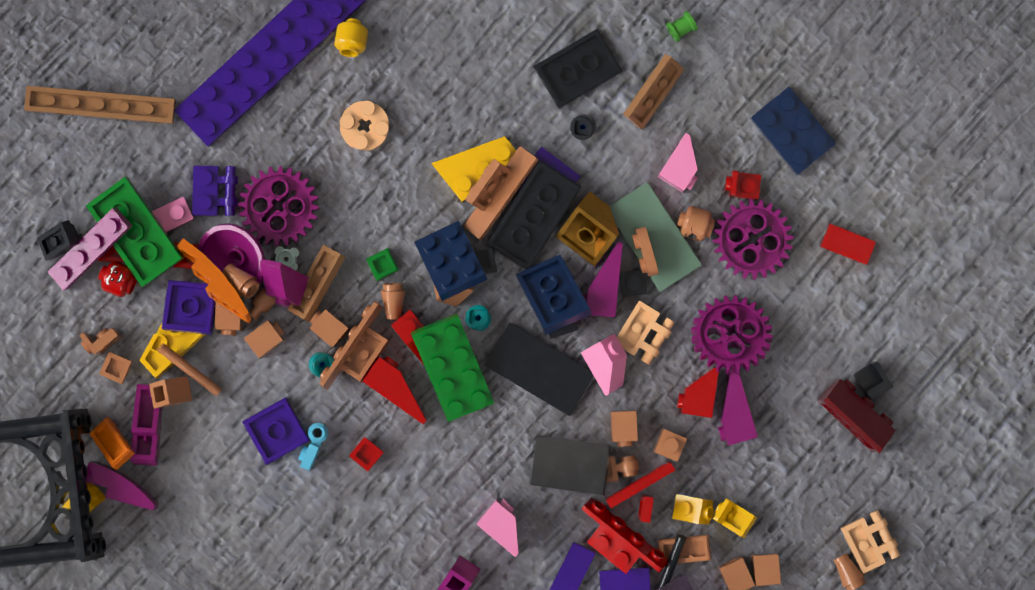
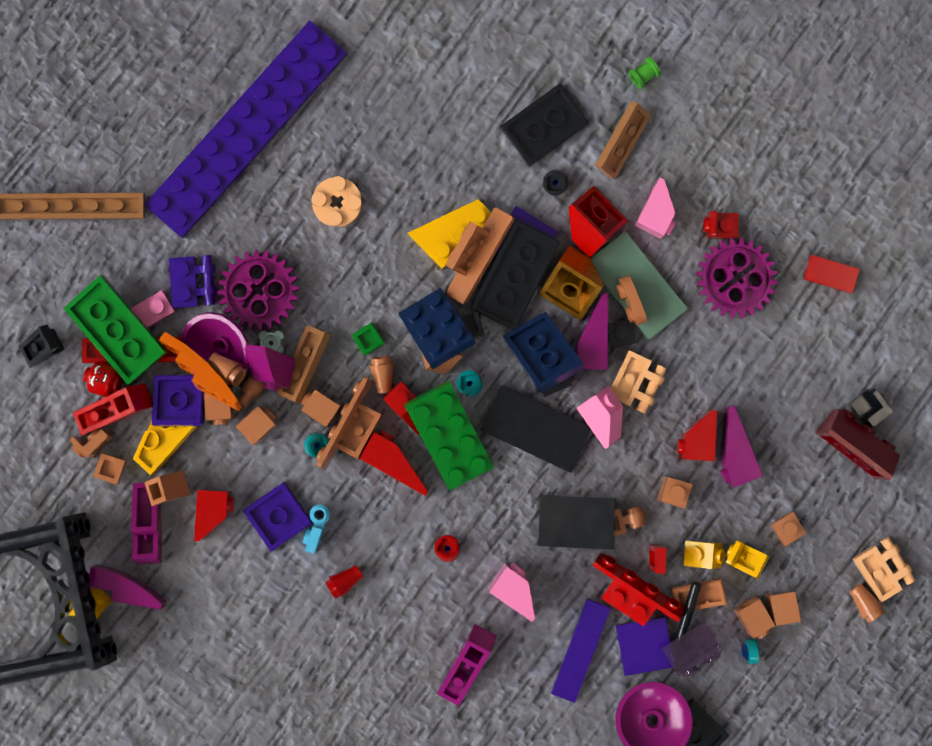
camera: 15 degrees left, 0 degrees up
(90, 249) = (72, 351): plate -> none
(112, 443) = (113, 545): orange tile -> none
(124, 309) = (113, 408): none -> red slope
(189, 369) = (184, 463): nougat bar -> none
(211, 419) = (211, 510): none -> red slope
(334, 501) = (344, 581): none -> red cone
(351, 38) = (315, 115): yellow head -> none
(366, 454) = (370, 531): red plate -> none
(440, 478) = (447, 548): none -> red tile
(617, 169) = (594, 221): none -> red slope
(624, 427) = (626, 479): nougat brick -> none
(640, 484) = (648, 534): red tile -> none
(696, 223) = (678, 267): nougat head -> none
(717, 350) = (714, 393): magenta gear -> none
(779, 492) = (788, 528): none -> nougat plate
(792, 131) = (764, 166): dark blue plate -> none

